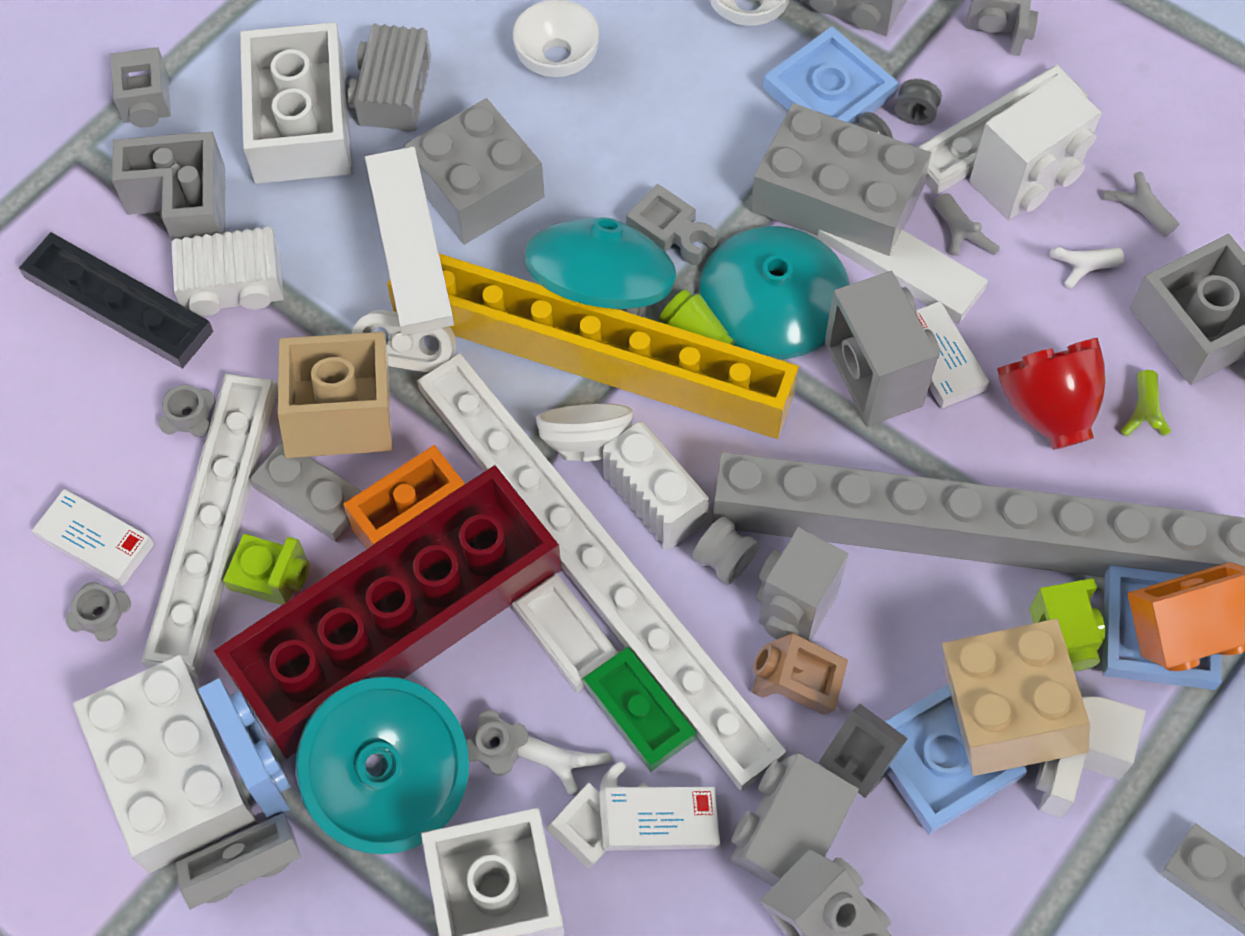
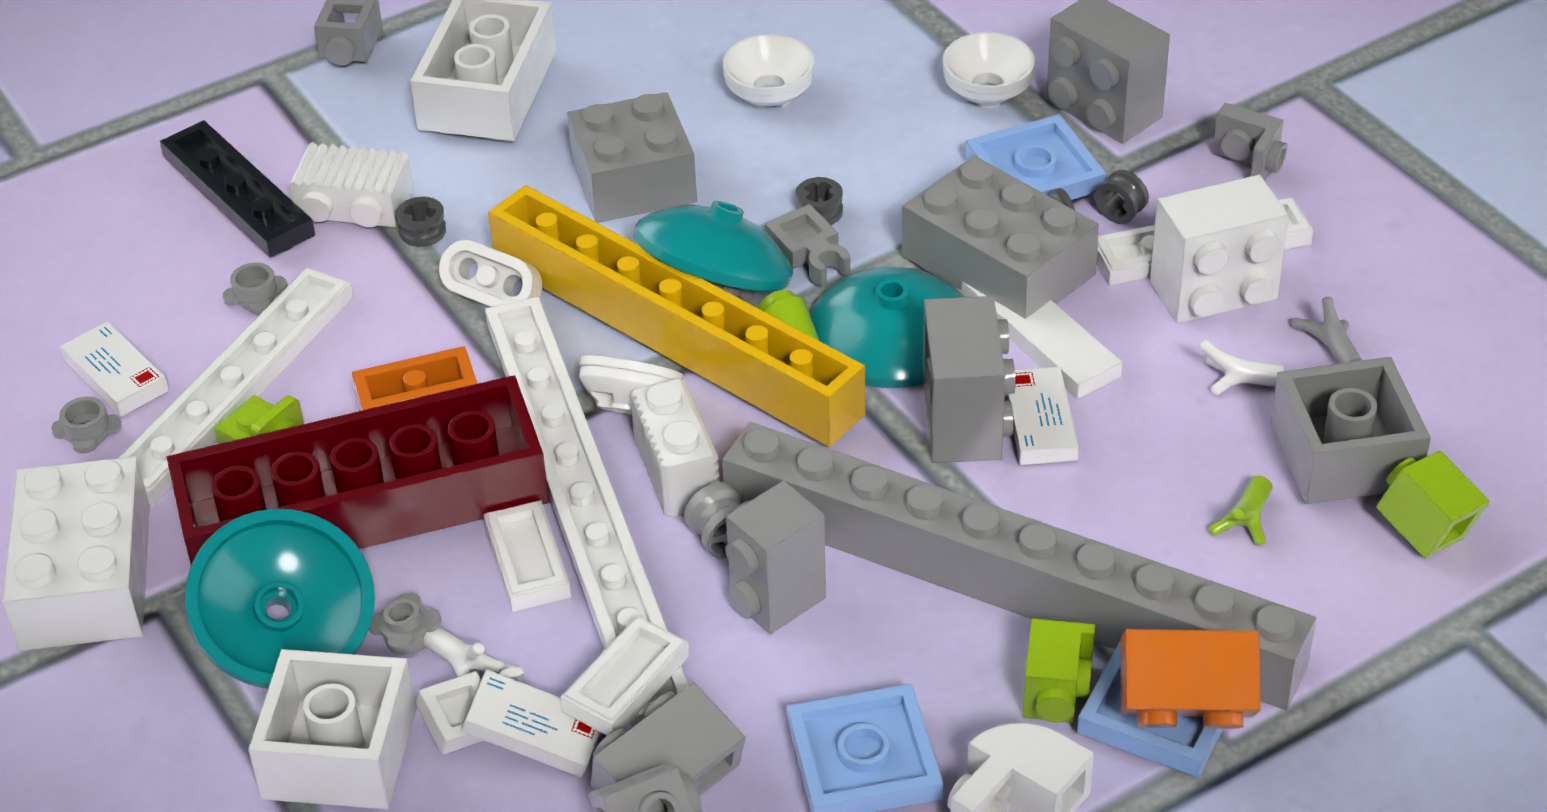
camera: 20 degrees right, 20 degrees down
(173, 176) = (336, 98): light grey brick -> none
(236, 861) = (77, 656): light grey plate -> none
(247, 747) = (157, 550): light blue plate -> none
(302, 276) = (421, 221): none -> dark grey bush
(306, 491) = (325, 373): light grey plate -> none
(334, 395) = (395, 295): tan brick -> none
(391, 77) = (591, 67): light grey brick -> none
(409, 241) = (525, 179): white tile -> none
(639, 709) = (561, 628): green plate -> none
(654, 159) = (823, 195): none -> dark grey bush
(722, 750) = (625, 676): none -> white tile
(800, 672) = (747, 641): medium nougat bracket -> none
(863, 750) = (769, 712): flat silver bracket -> none
(962, 226) = (1119, 314): light grey bar -> none
(1016, 697) = (945, 691): tan brick -> none
(1058, 391) = (1143, 459): red piece -> none

